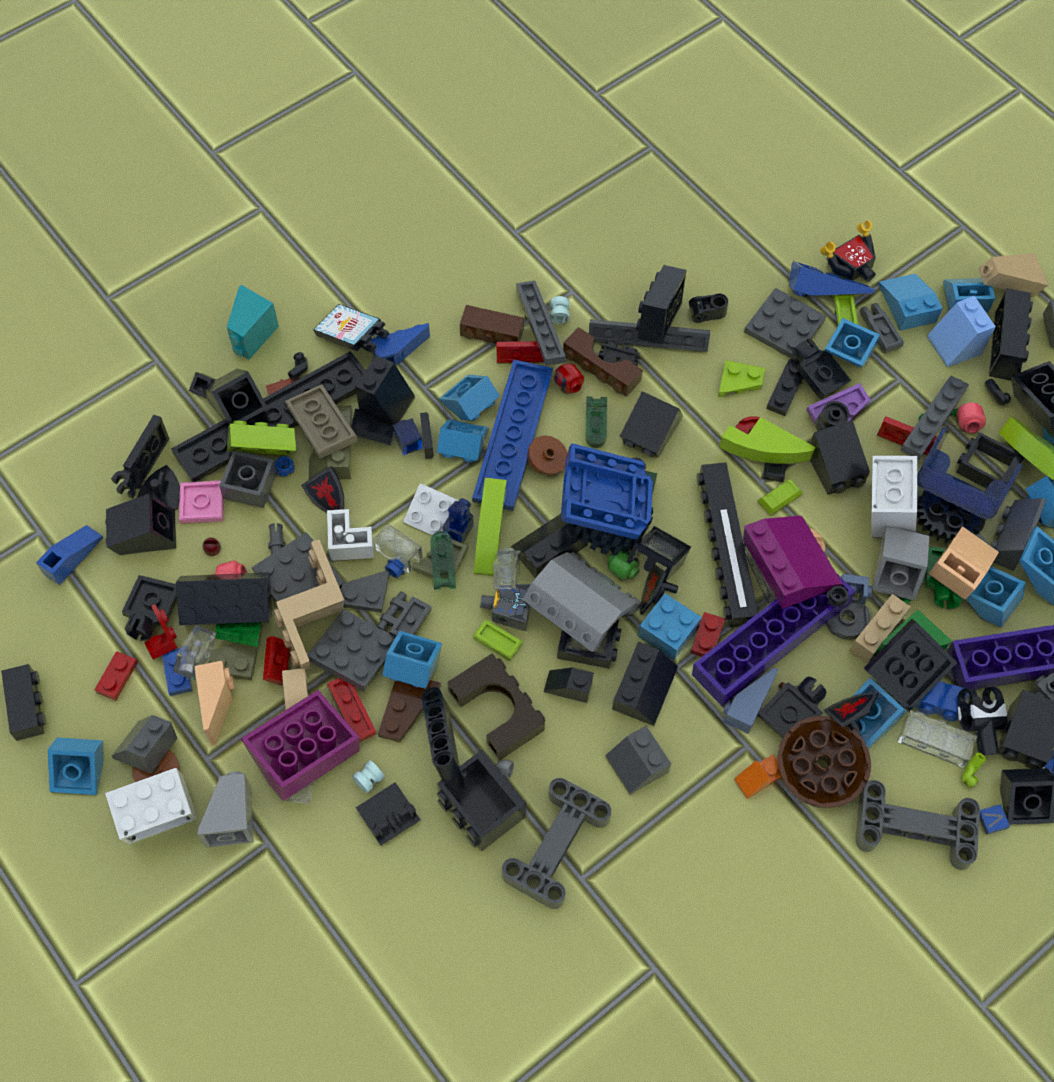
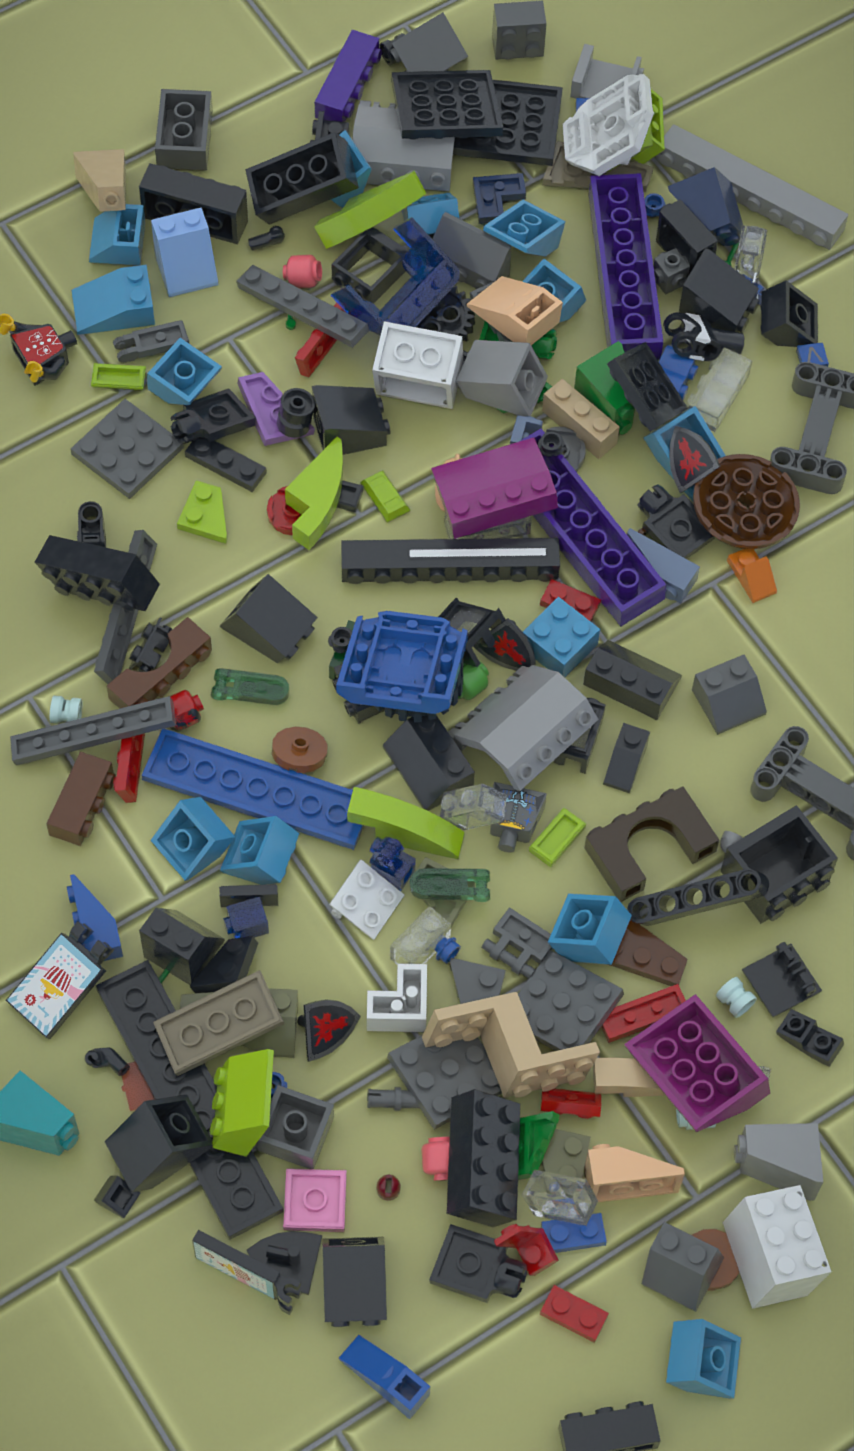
camera: 85 degrees left, 0 degrees up
(340, 837) = (809, 1038): none -> black slope
(811, 281) = (73, 392): blue wedge -> none
(971, 768) = (757, 367): lime arm -> none

